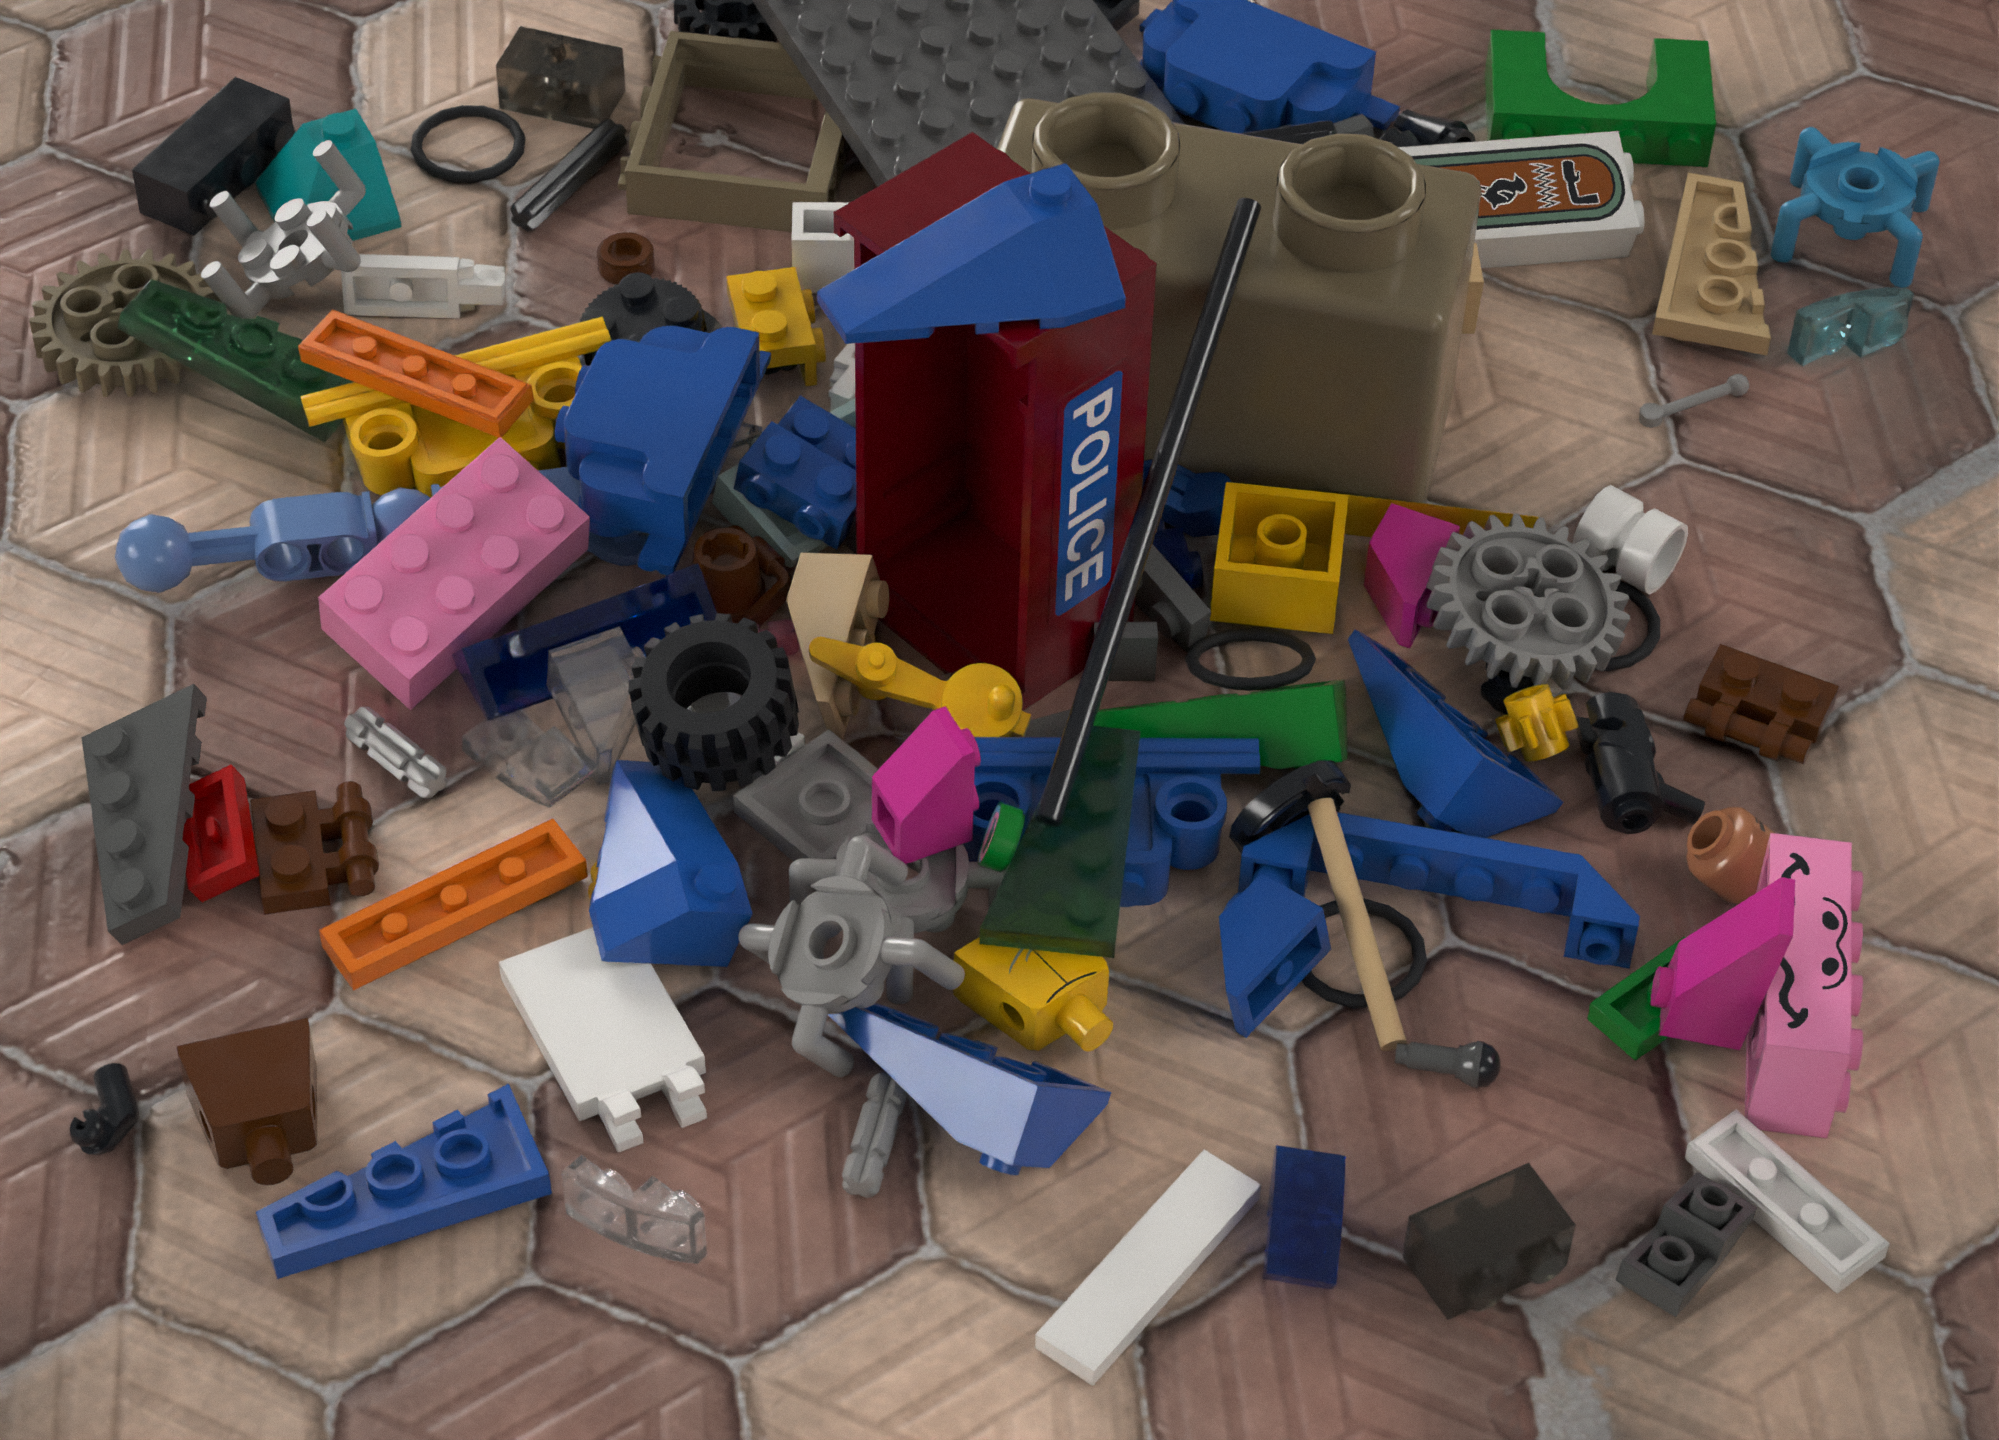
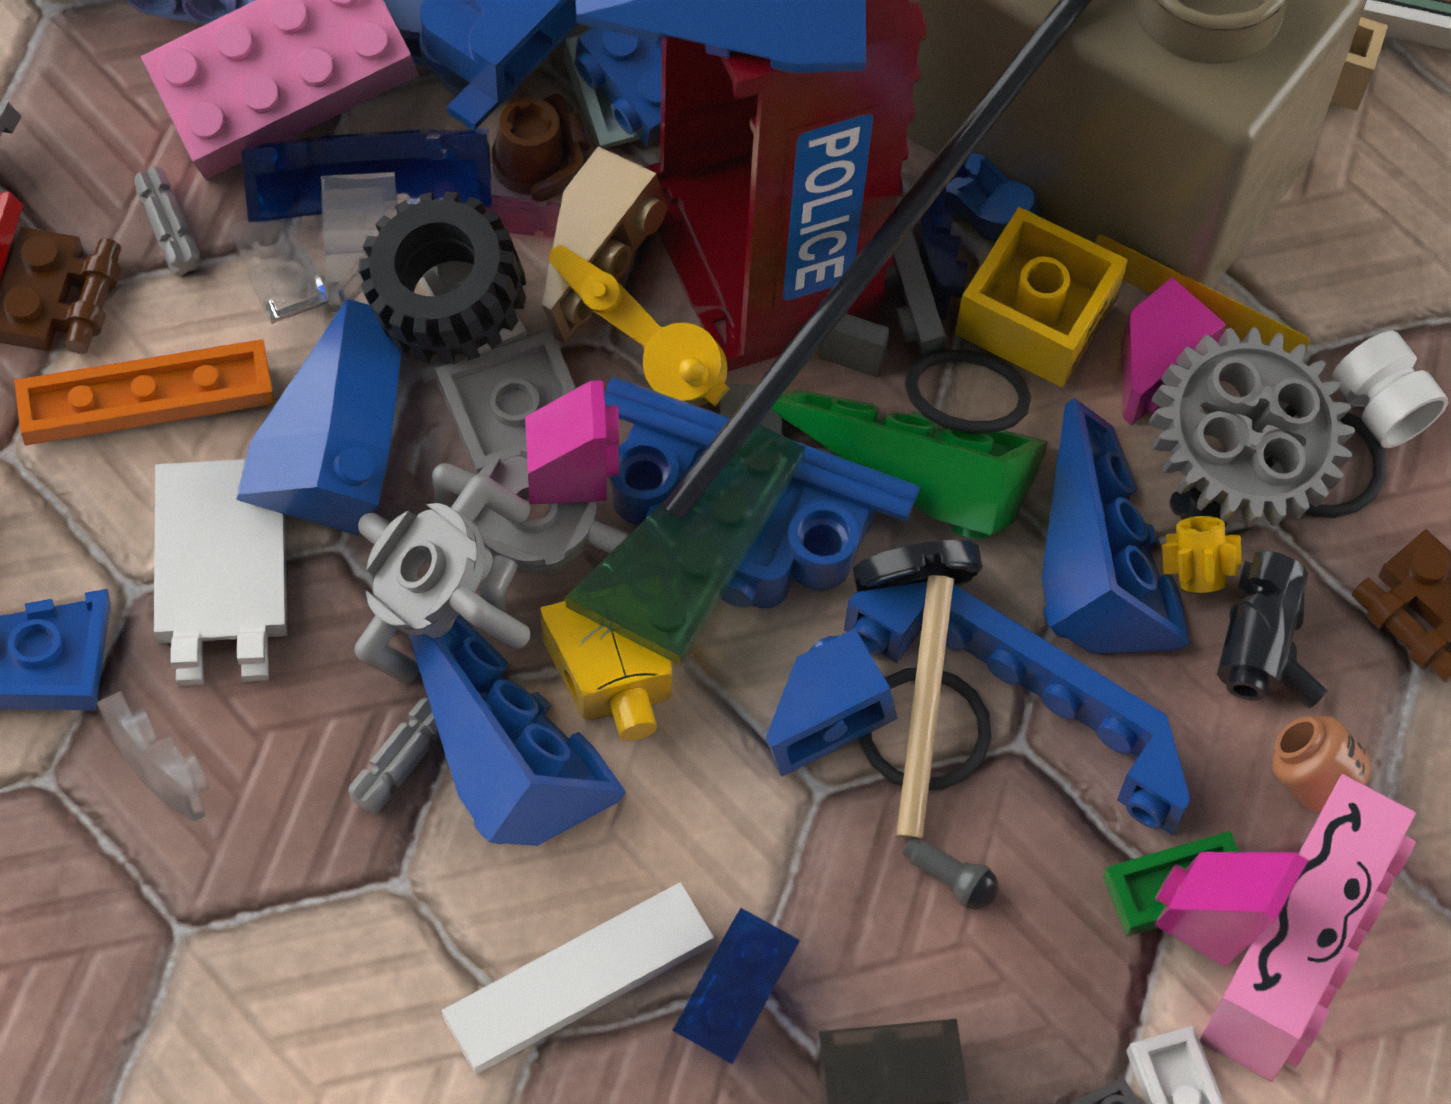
camera: 20 degrees right, 15 degrees up
(1001, 837) = (627, 512): green tile -> none

